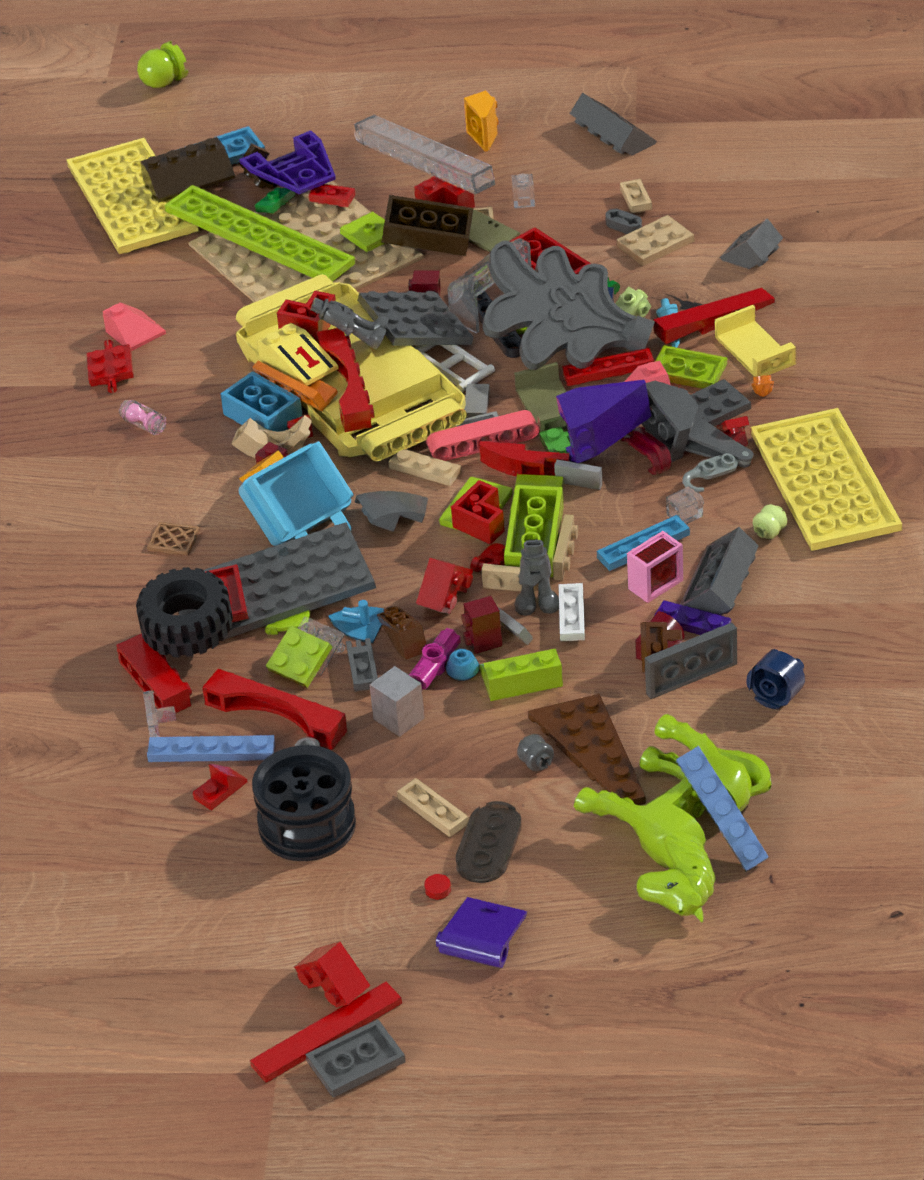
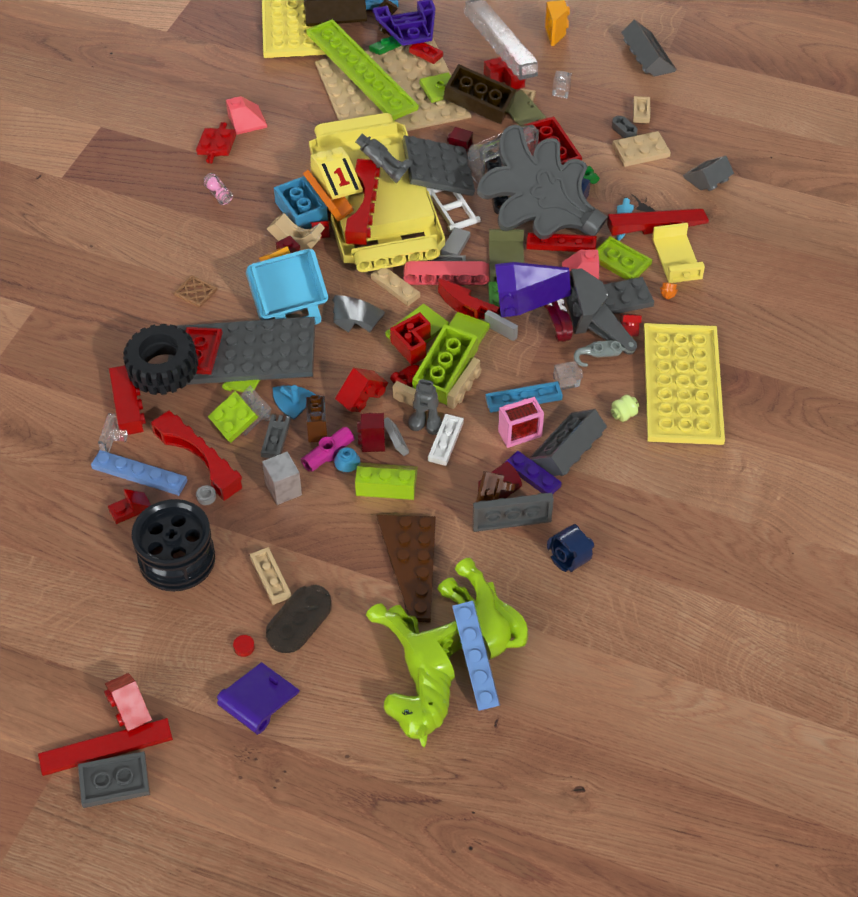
camera: 15 degrees right, 10 degrees up
(302, 316) = (347, 138): red brick -> none
(535, 752) = (364, 553): dark grey piece -> none
(634, 302) = (599, 197): yellowish green brick -> none

